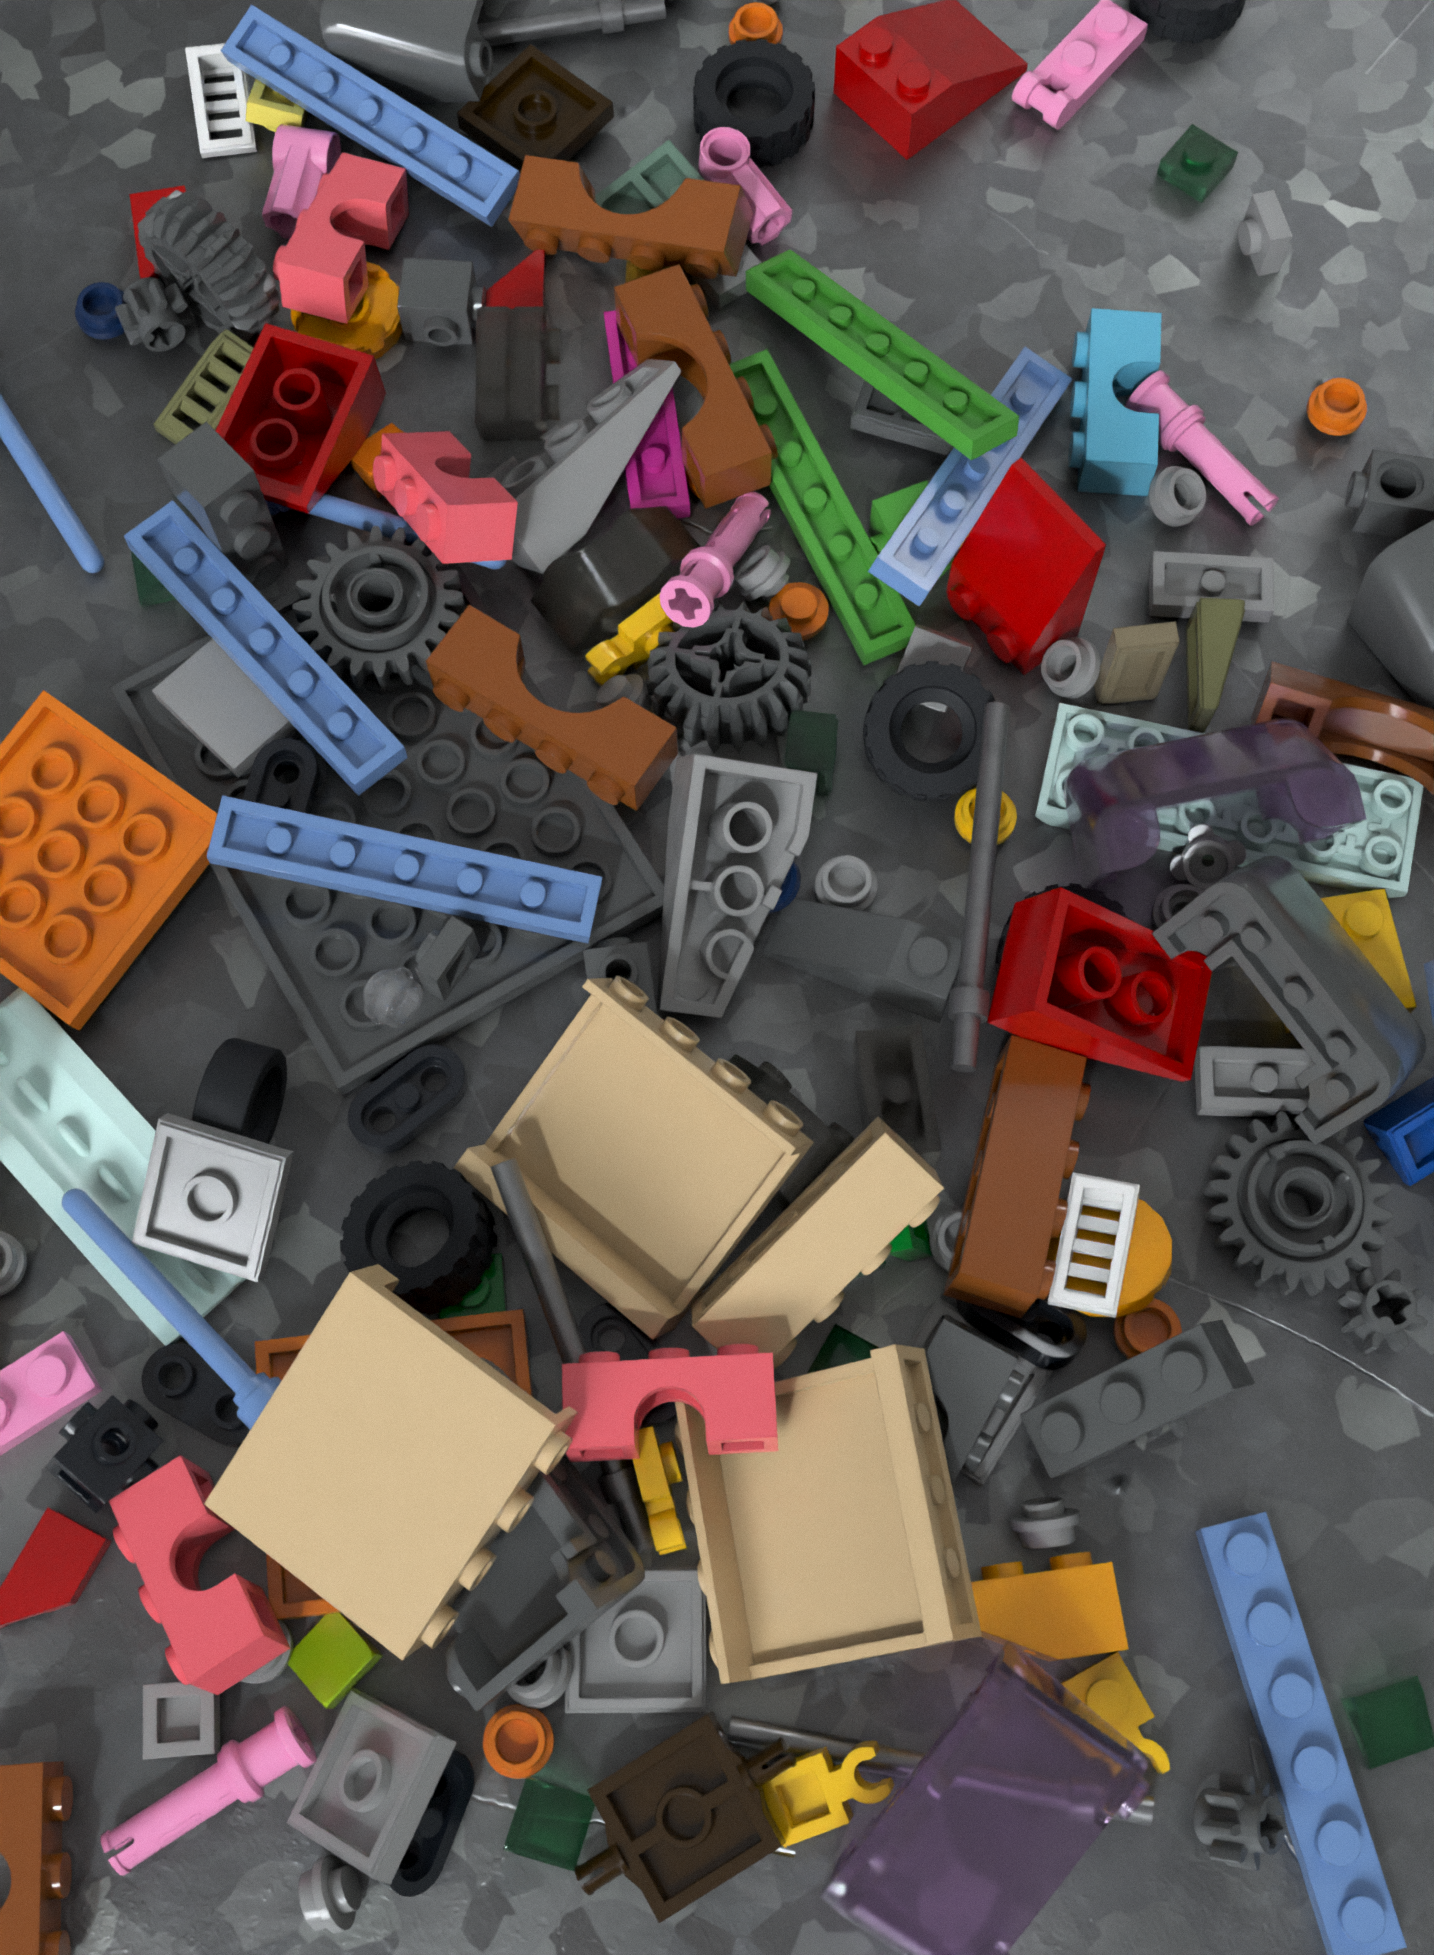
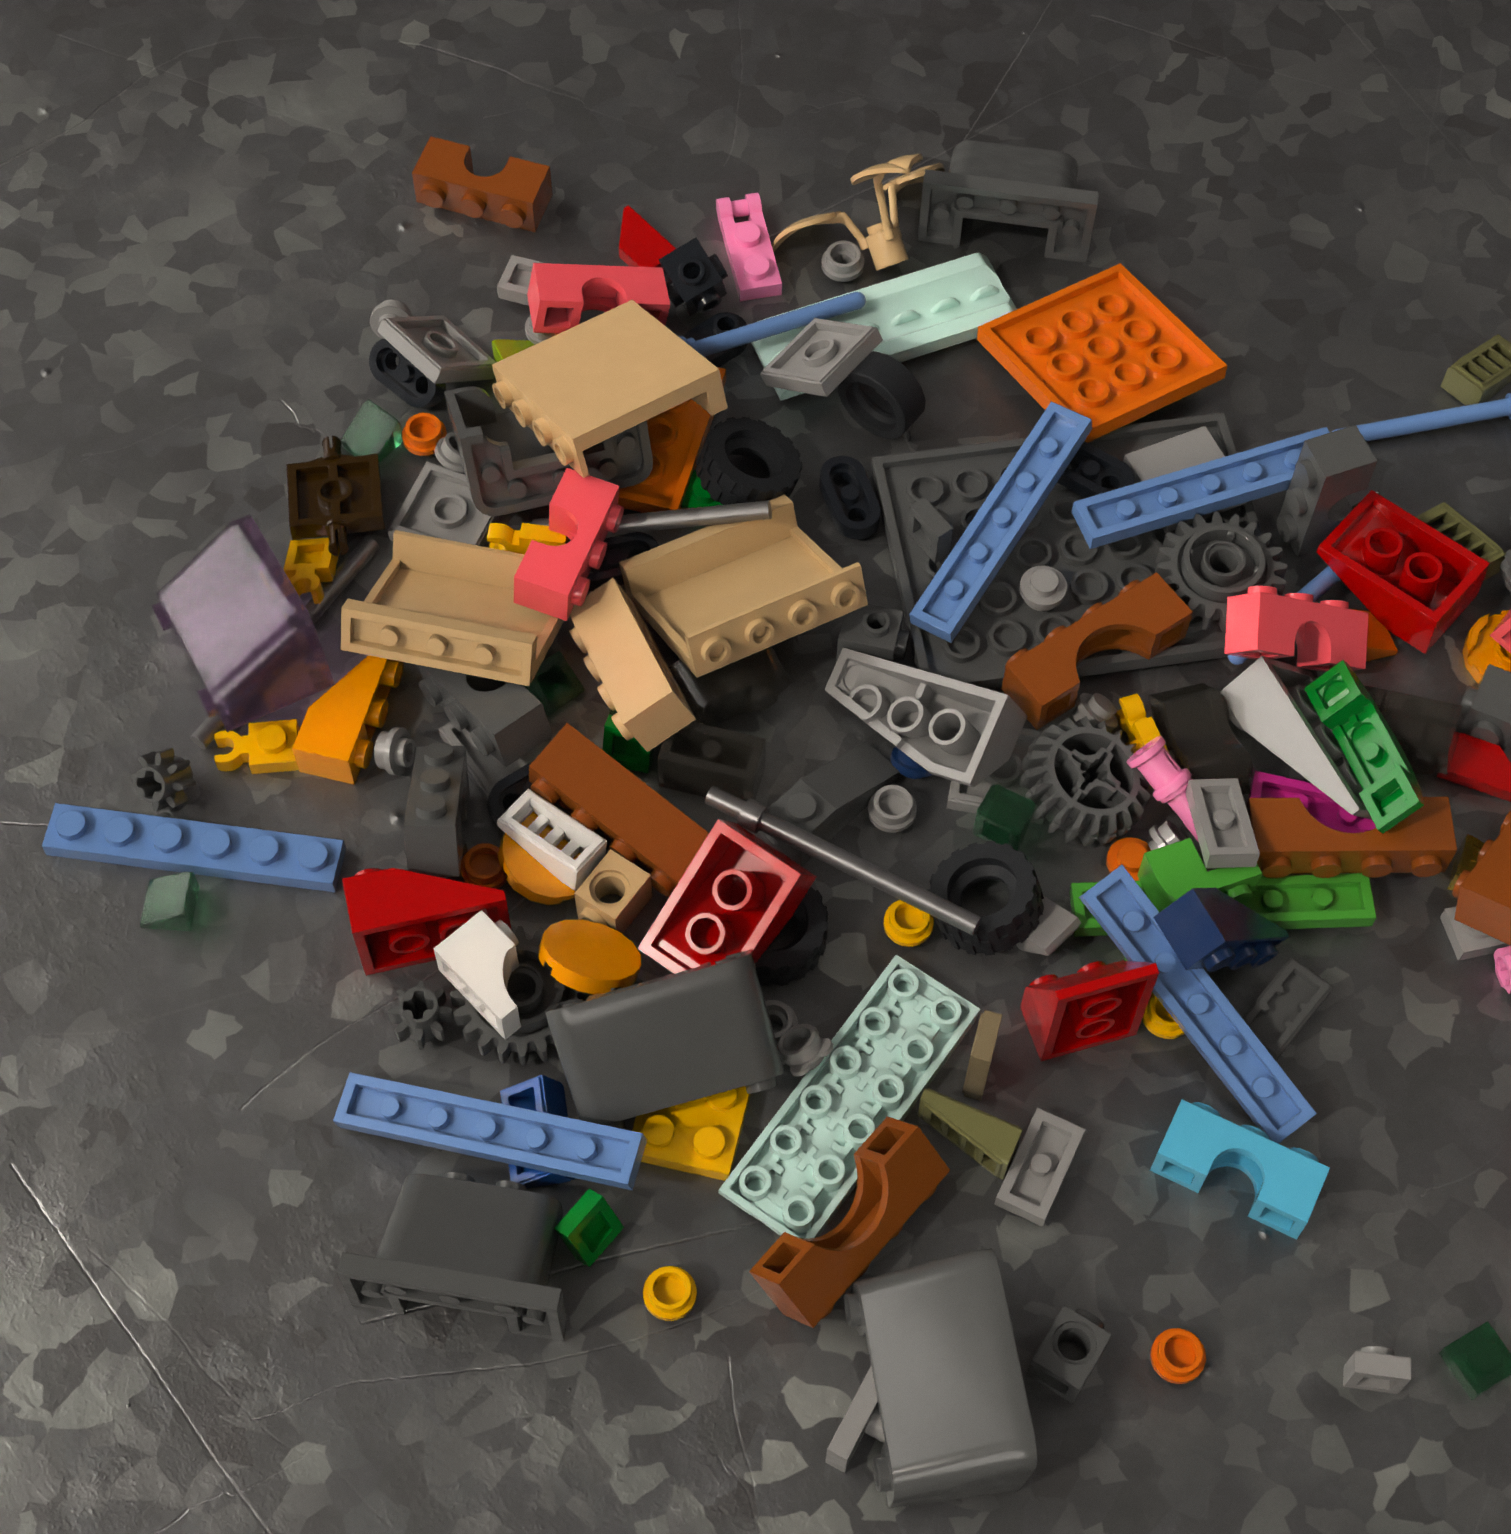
camera: 110 degrees right, 10 degrees down
(238, 1774) = (480, 298): bright pink pin -> none
(392, 997) = (915, 488): clear plate -> none
(477, 802) = (1043, 588): none -> light grey plate
(585, 376) = (1368, 745): none -> green slope
(754, 491) = (1222, 823): none -> light grey plate
(834, 514) = (1178, 868): none -> bright green brick
(883, 354) = (1333, 979): bright green plate -> none
(904, 456) = (1218, 931): none -> dark blue slope
(1059, 664) = (1013, 1029): light grey plate -> none
(1117, 794) = (846, 1075): clear purple windscreen -> none
(1145, 1134) = (618, 877): none -> tan brick
(1177, 495) = (1120, 1182): light grey plate -> none
(1183, 430) = (1195, 1212): bright pink pin -> none
(1237, 1123) = (589, 956): none -> light orange tile
(1303, 1378) = (406, 914): none -> red slope
(1326, 1238) = (479, 964): none -> white arch

